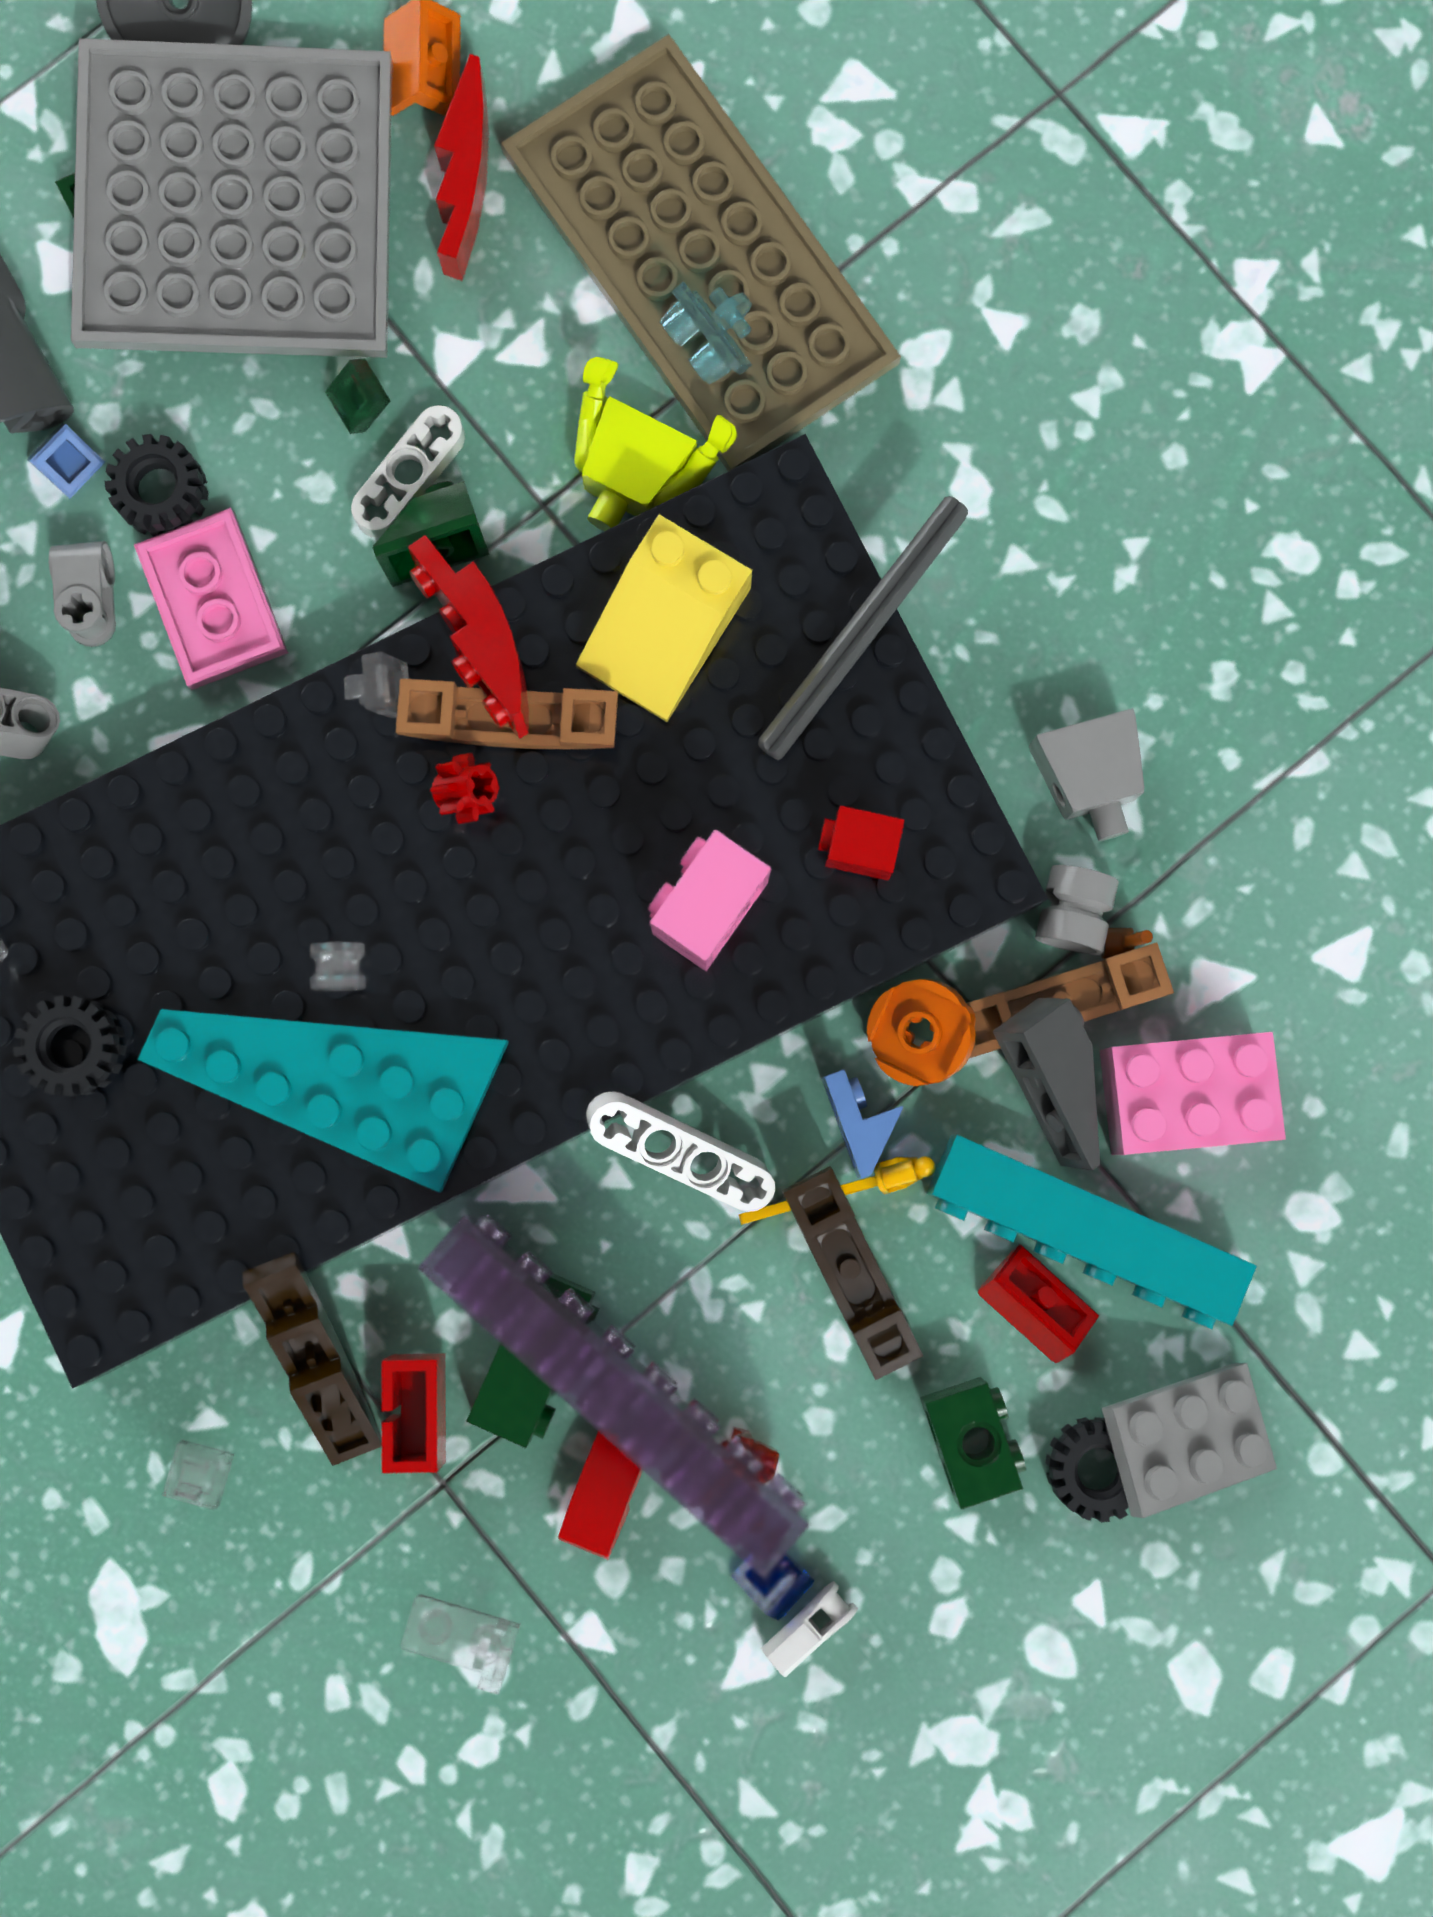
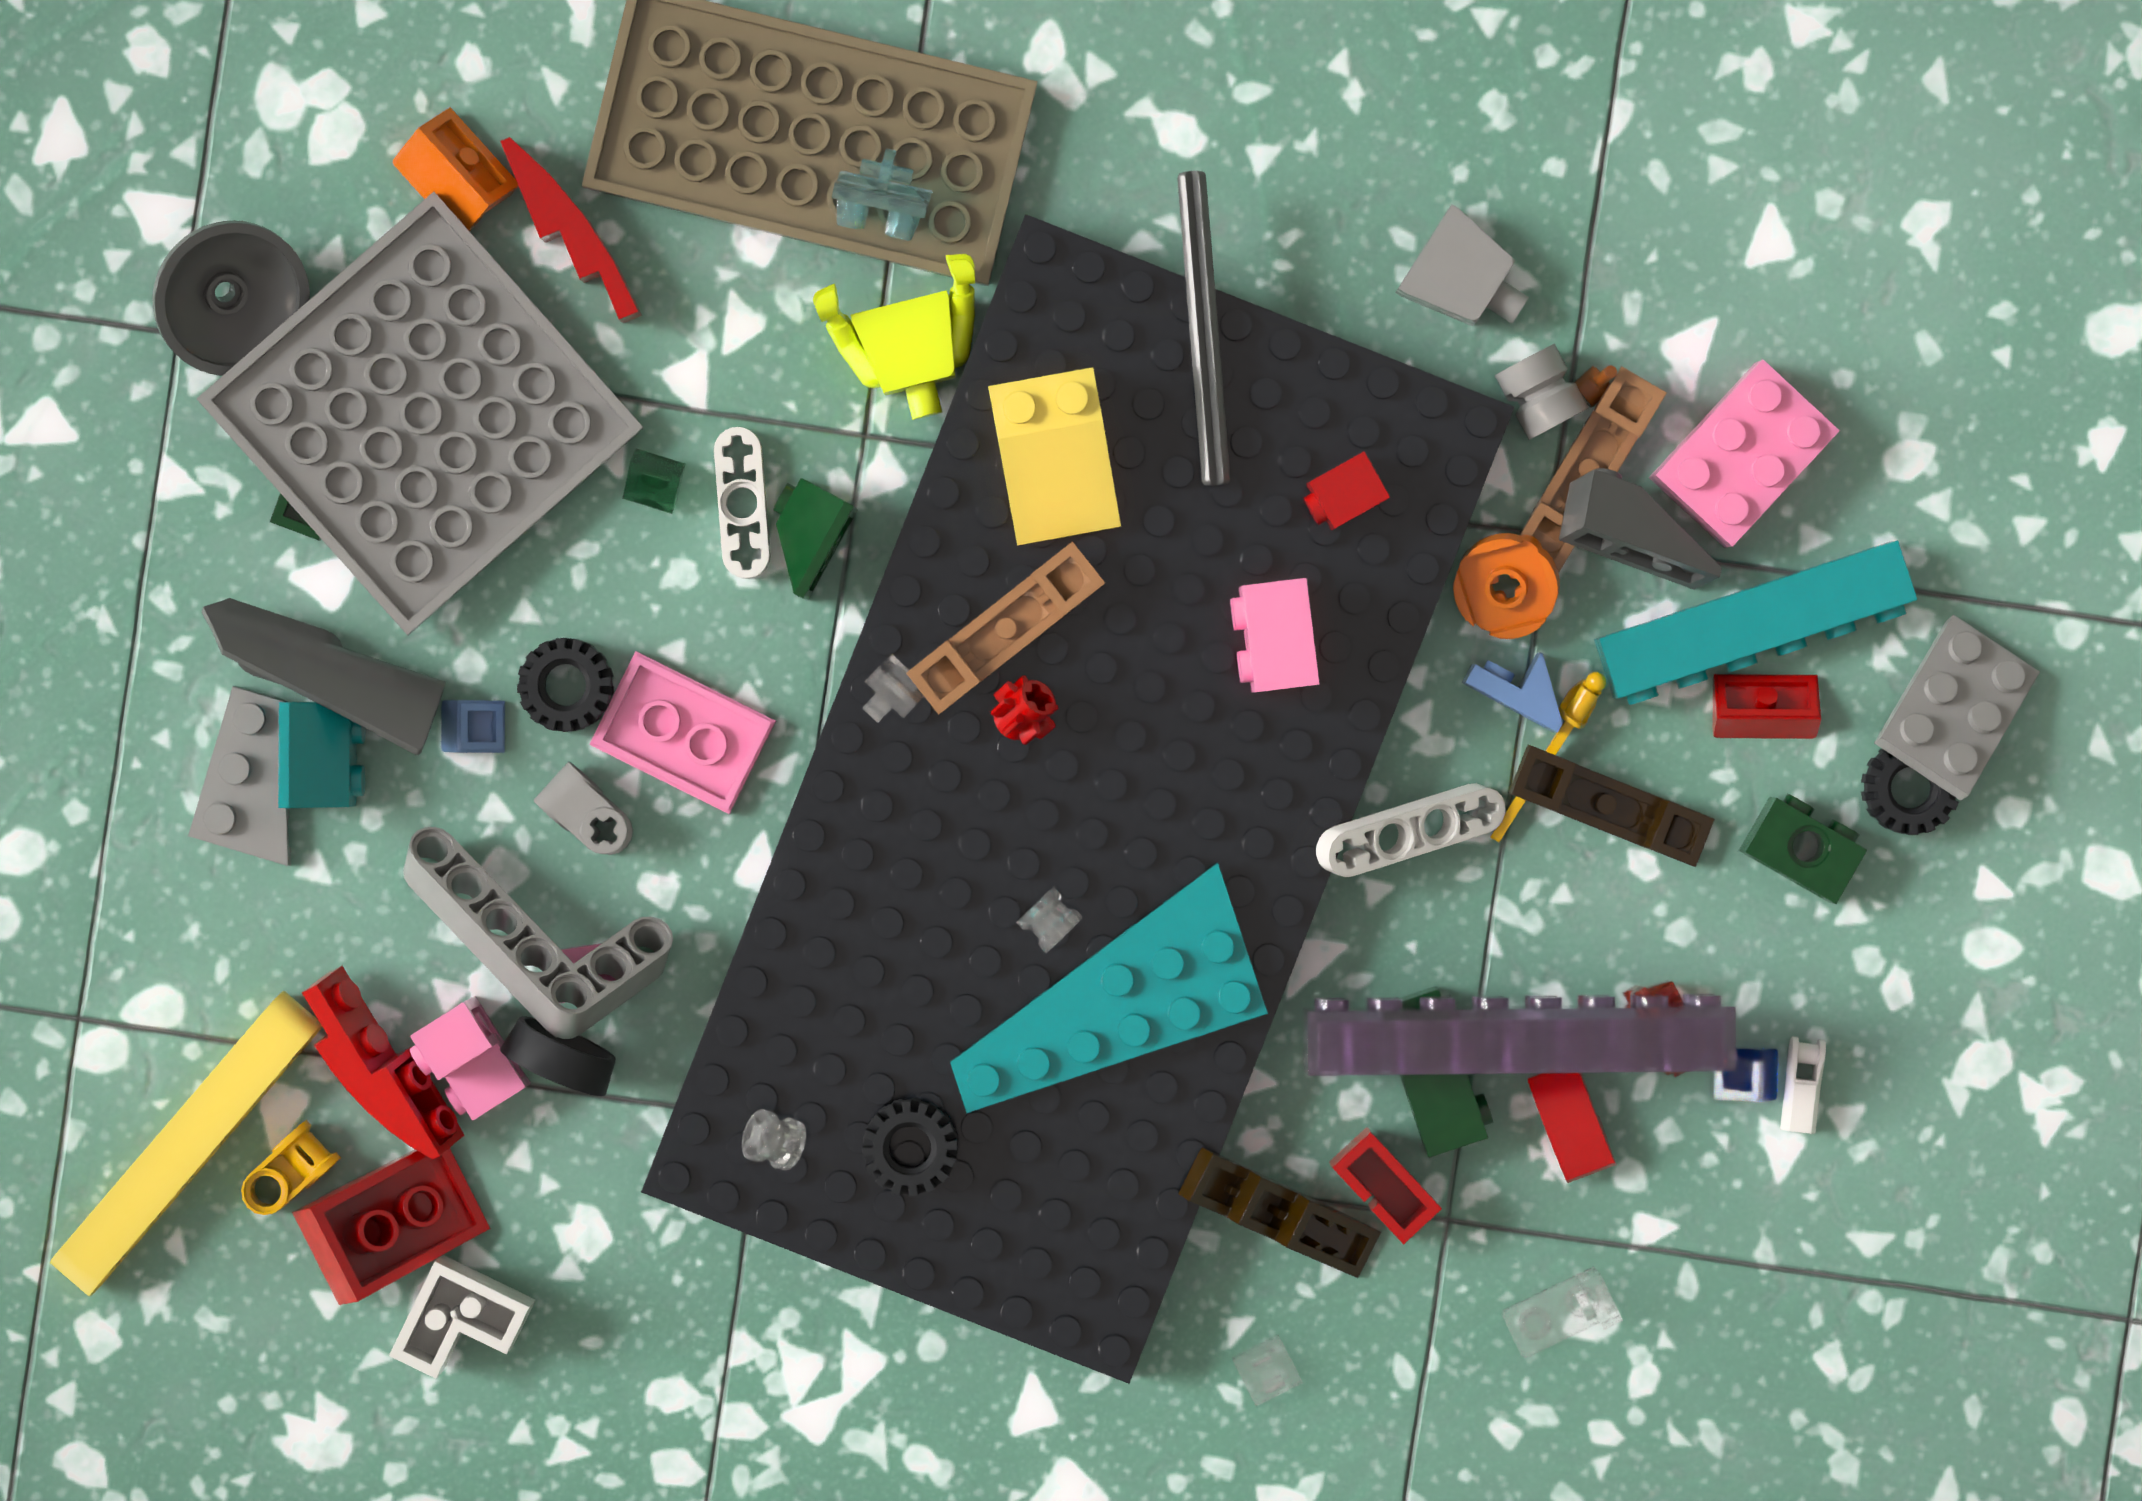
camera: 40 degrees left, 5 degrees up
(479, 635) = (948, 592): red slope -> none

